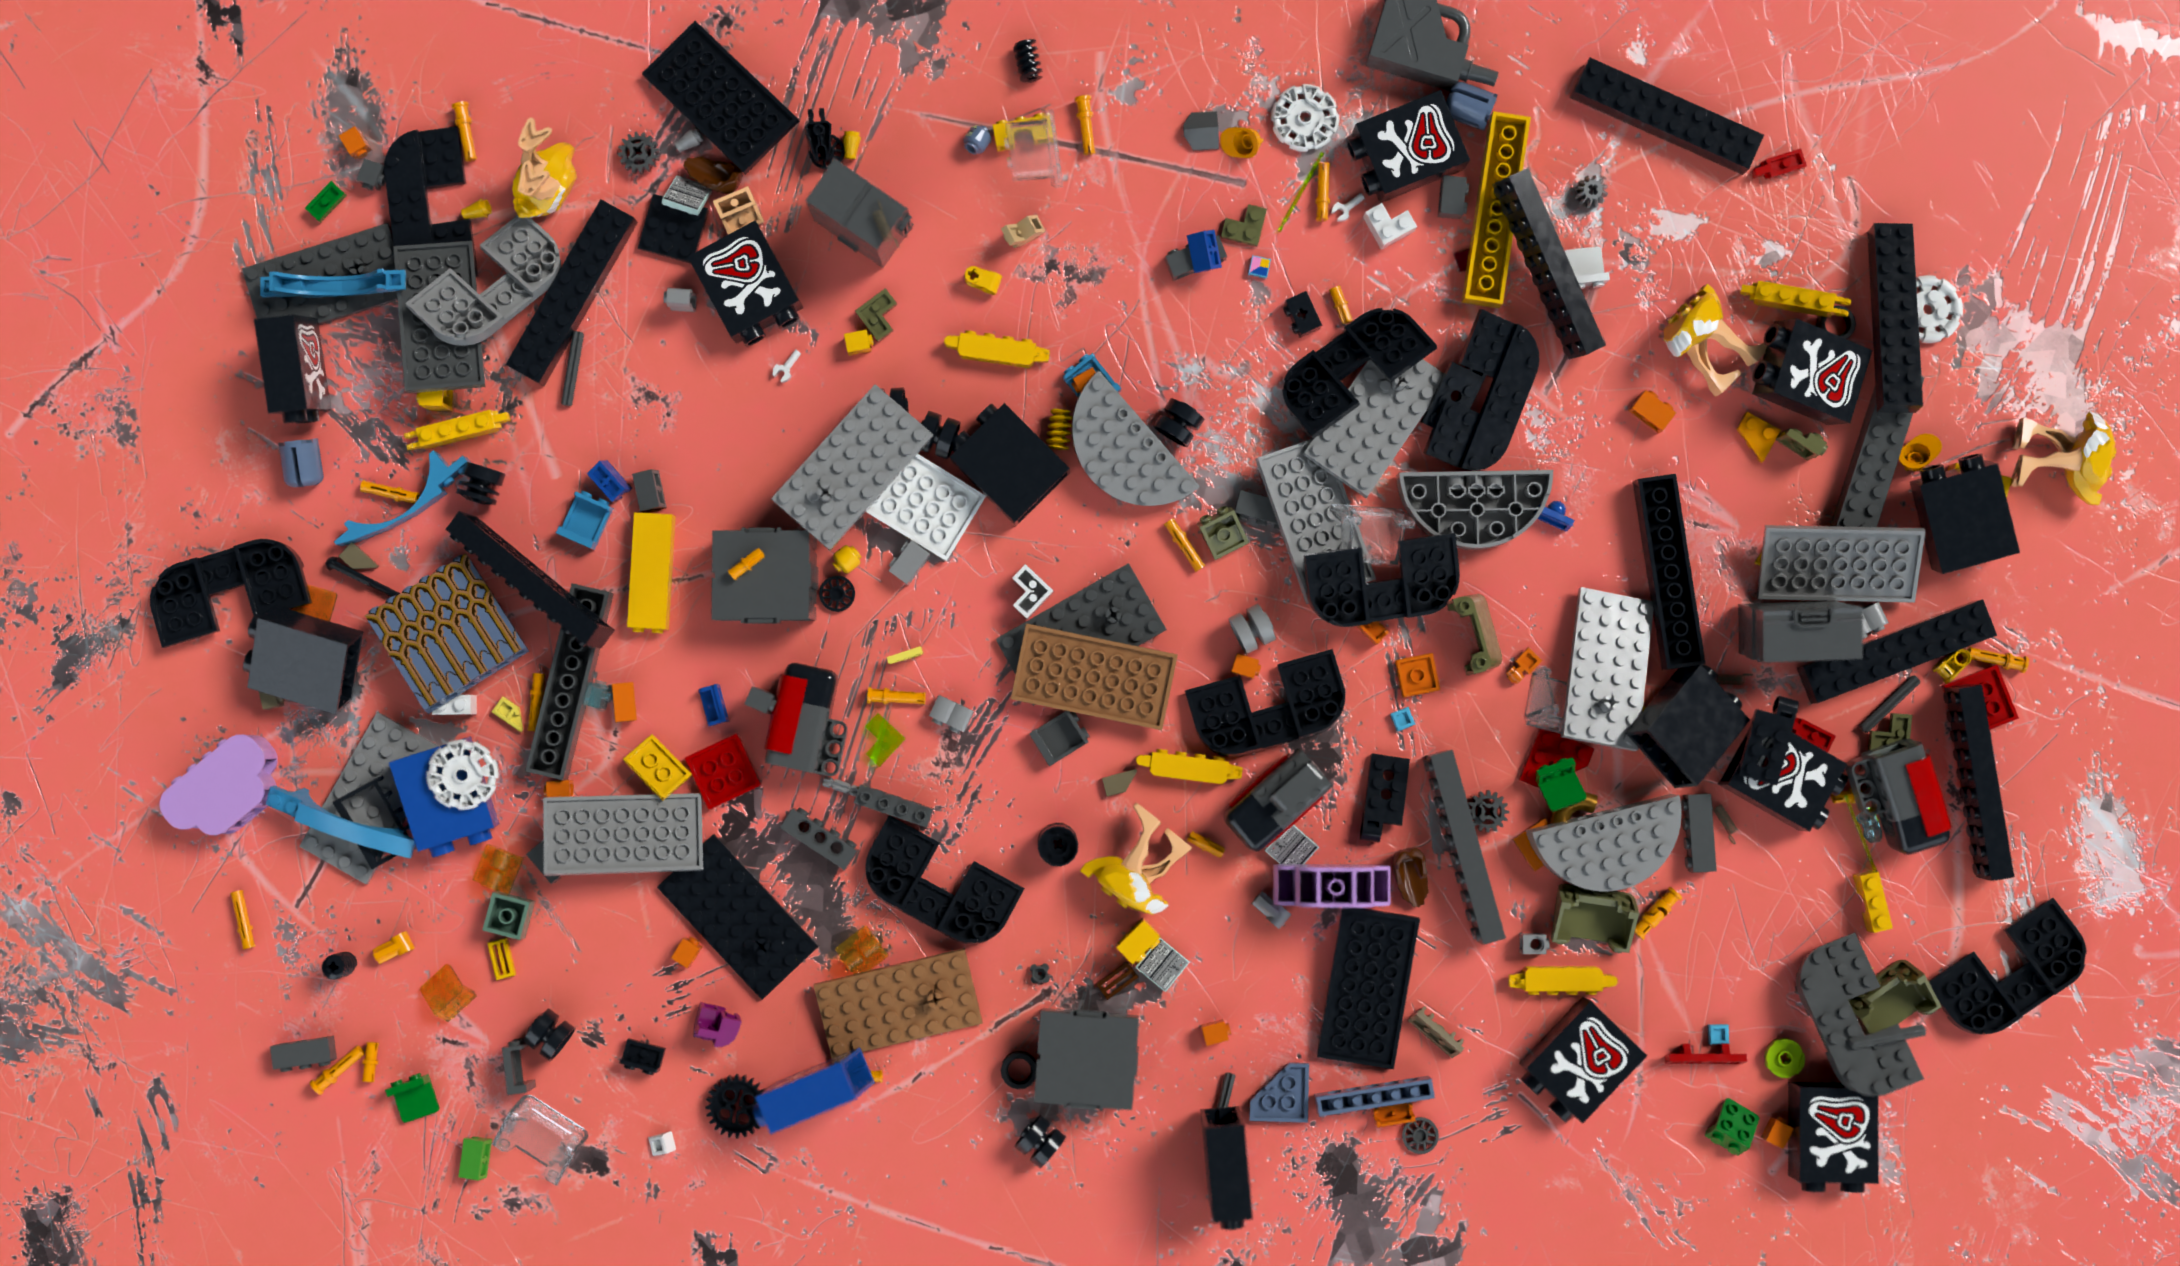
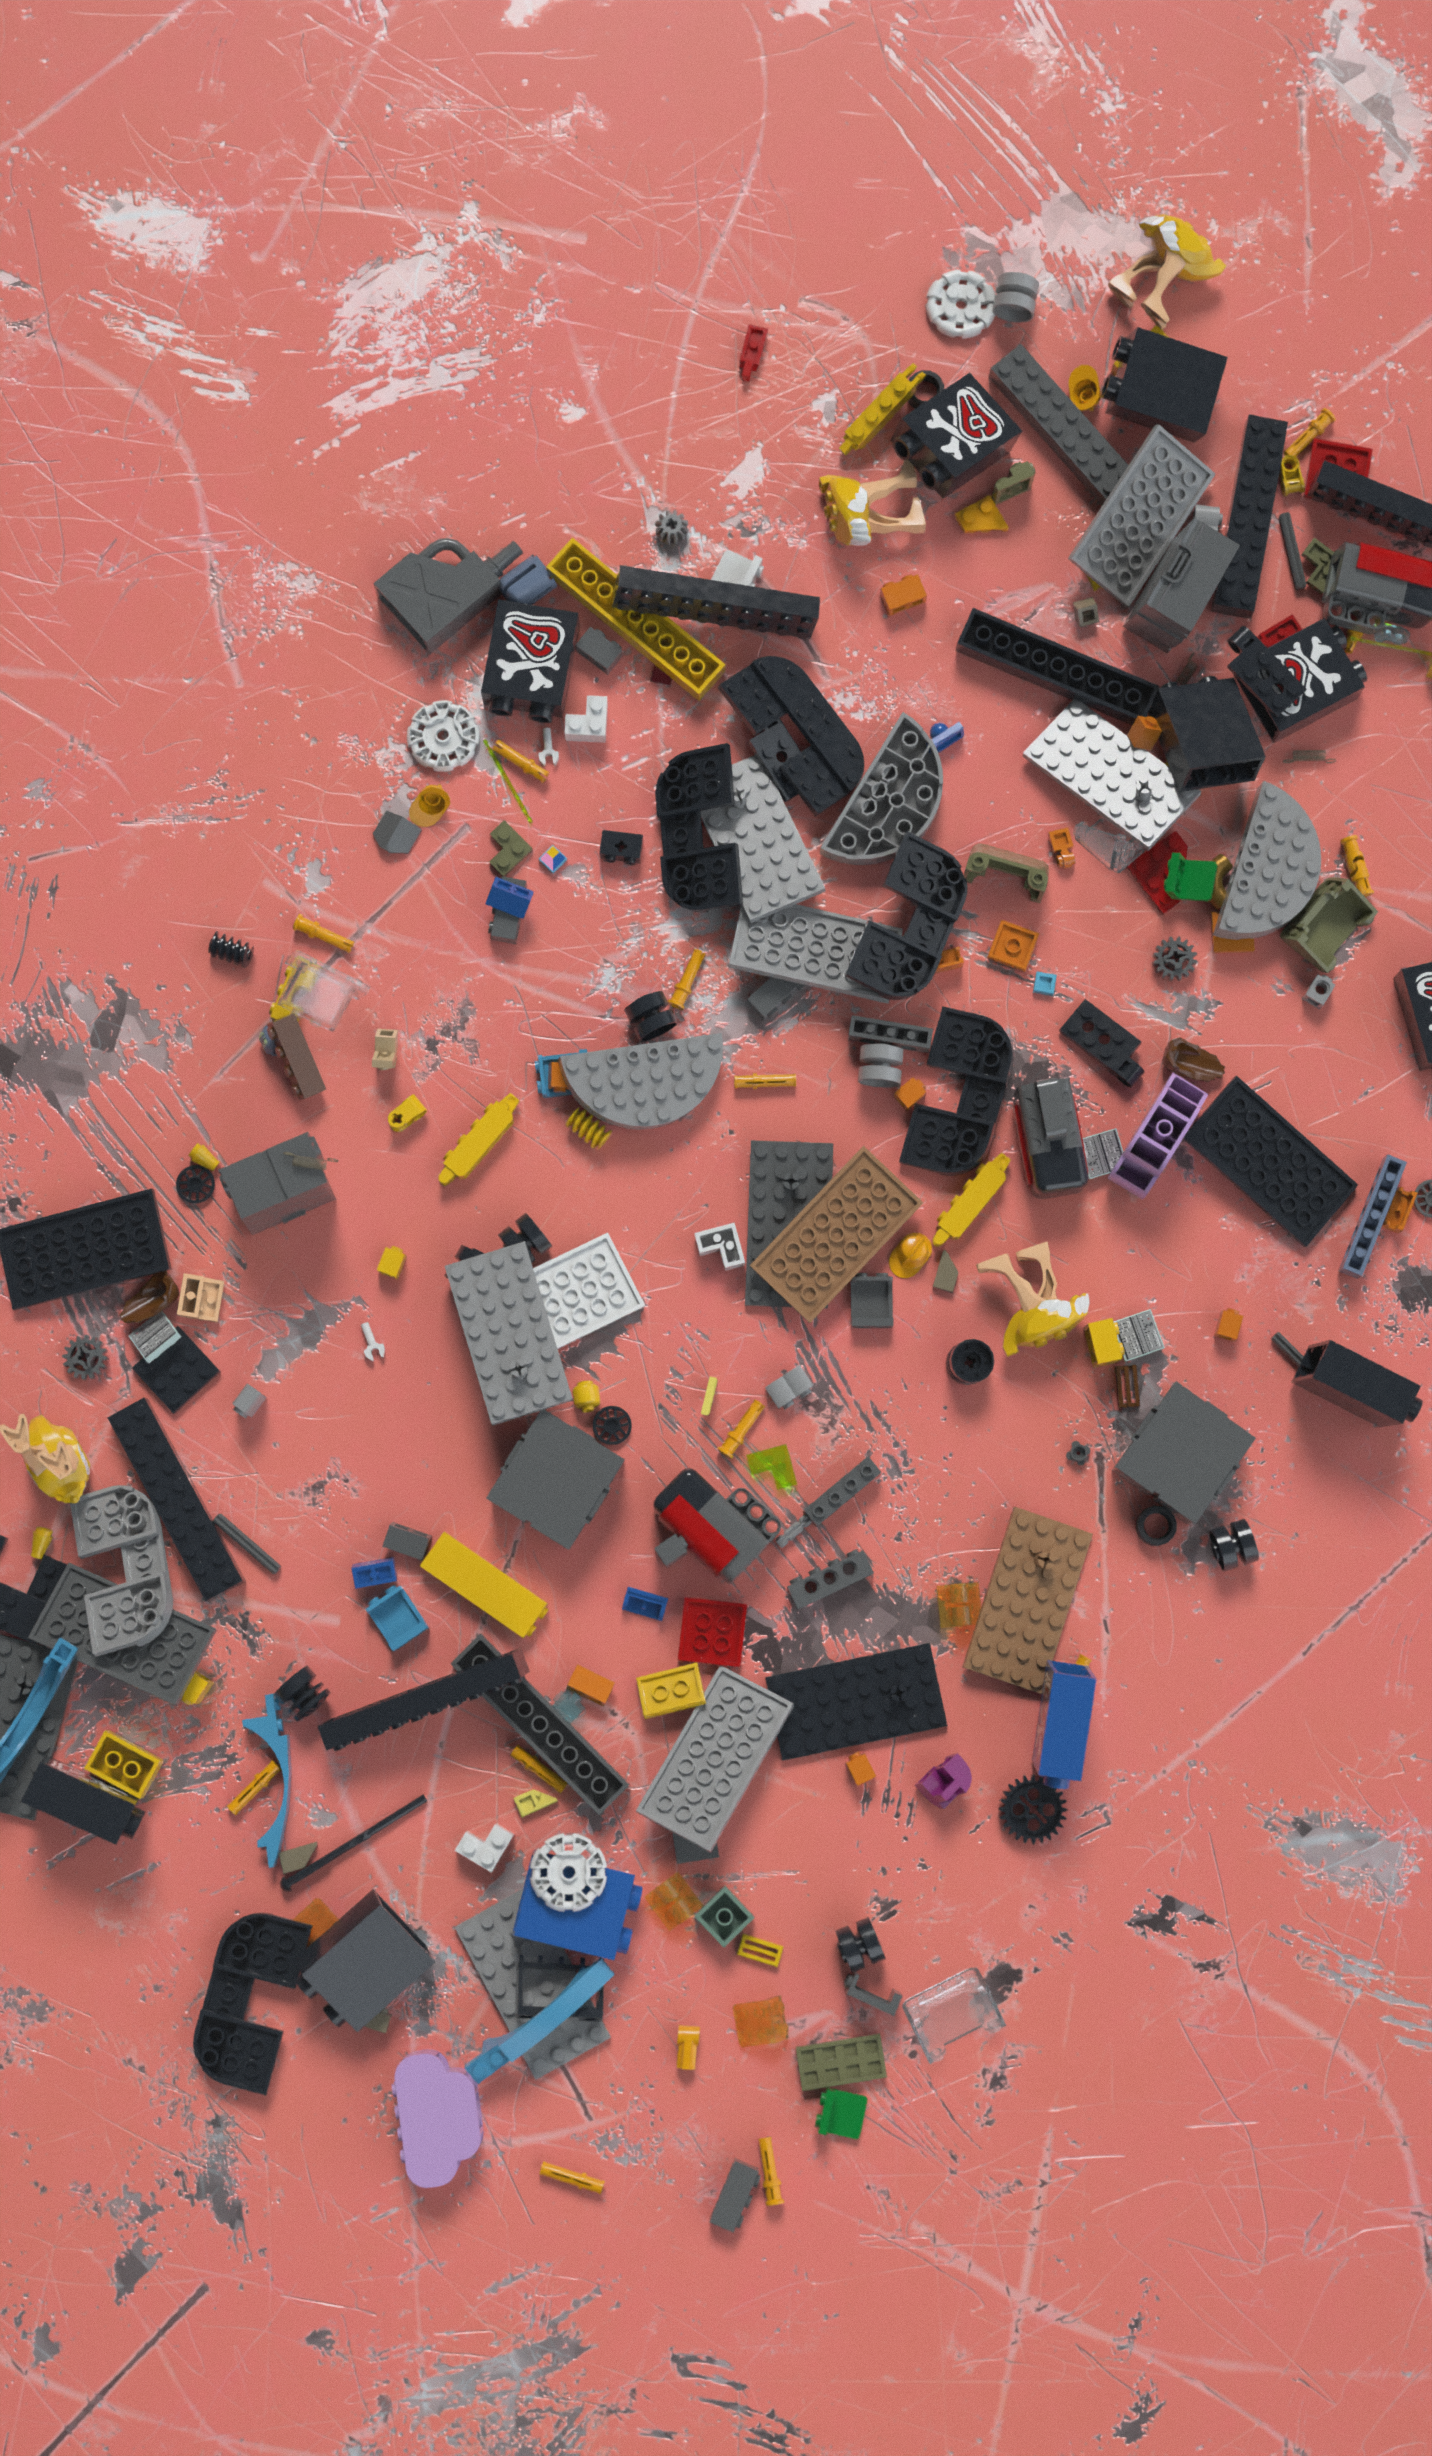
camera: 60 degrees left, 5 degrees down
(301, 462) = (178, 1844): sand blue cylinder -> none
(339, 965) = (672, 2099): black piece -> none
(345, 381) = (124, 1764): none -> yellow brick
(370, 1061) = (781, 2135): light orange pin -> none
(446, 633) = (423, 1811): panel -> none
(453, 1073) = (841, 2062): none -> olive plate
(457, 429) = (236, 1685): yellow hinge -> none
(475, 1158) = (933, 2089): bright green hinge -> none
(559, 788) = (633, 1796): orange brick -> none
(642, 1056) = (933, 1870): black bracket -> none
(662, 1143) = (1025, 1903): white slope -> none
(689, 140) = (103, 1303): light grey cone -> none
(746, 284) = (273, 1330): brick -> none
(746, 563) = (537, 1484): light orange axle -> none
(818, 135) = (178, 1180): black hinge -> none
(872, 314) = (374, 1235): olive plate -> none
(909, 562) = (625, 1340): light grey brick -> none
(968, 917) = (908, 1530): black plate -> none
(973, 164) = (296, 1056): none -> reddish brown brick
(1008, 462) = (590, 1192): black brick -> none
(1116, 745) = (910, 1255): none -> light orange piece
(1206, 844) = (1051, 1228): light orange axle -> none
(1218, 434) = (683, 988): none -> light orange pin
(1222, 532) = (775, 1039): olive plate -> none
(1274, 913) = (1151, 1205): light grey piece -> none
(1283, 620) = (891, 1033): none -> dark grey brick
(1283, 1096) = (1324, 1299): sand blue plate -> none
(1341, 304) = (634, 808): light orange axle -> none
(1373, 530) = (858, 901): clear windscreen -> none
(1436, 1033) = (1348, 1127): dark tan plate -> none
(1464, 846) = (1194, 997): dark grey brick -> none
(1561, 979) = (1366, 985): yellow hinge -> none
(1658, 675) = (1144, 732): none -> orange brick
(1667, 116) = (645, 421): black brick -> none
(1699, 833) = (1307, 785): dark grey brick -> none
(1731, 567) = (1086, 612): none -> dark tan plate
(1895, 318) = (952, 336): black brick -> none
(1961, 349) = (1015, 297): none -> light grey wheel

